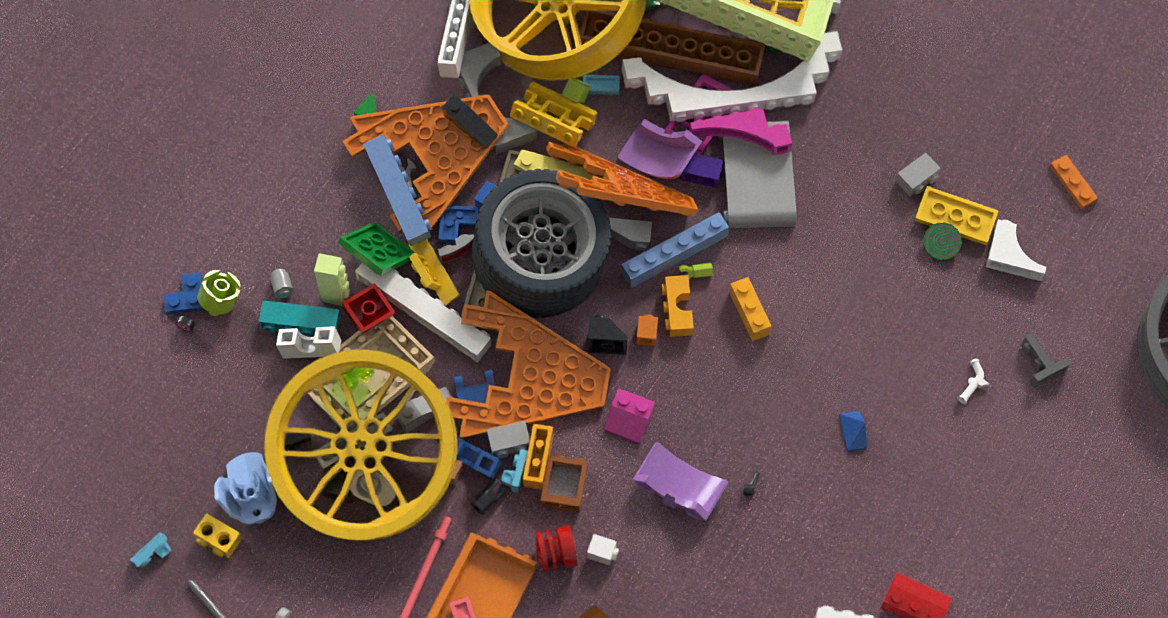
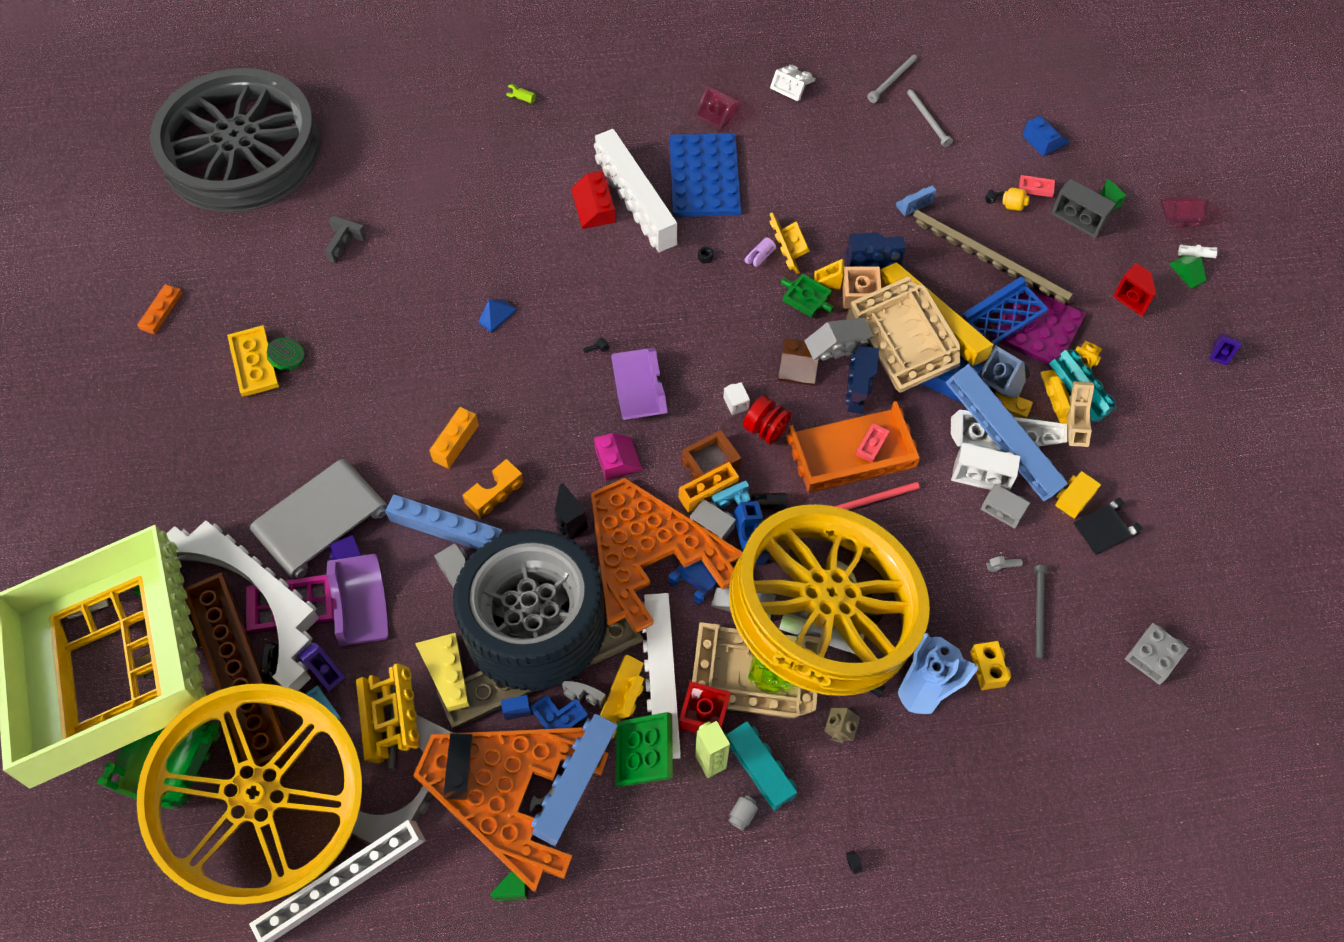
camera: 130 degrees left, 5 degrees down
(157, 545) = (1052, 707): medium azure hinge -> none
(186, 300) = (826, 883): blue plate -> none
(218, 292) = (803, 852): lime brick -> none
(271, 390) = (842, 724): none -> dark tan brick
(295, 345) = (777, 732): white arch -> none
(576, 90) = (347, 713): lime brick -> none
(618, 183) = (414, 572): orange wing -> none
(625, 95) = (321, 666): none -> dark purple brick
(647, 330) = (534, 495): orange brick -> none
(659, 66) = (270, 661): none -> black wheel
(698, 270) = (450, 499): lime bar -> none
(746, 126) = (281, 540): dark pink arch -> none
(918, 175) = (233, 406): light grey brick -> none
(977, 382) = (393, 268): white piece -> none
(1008, 256) = (261, 309): white arch -> none

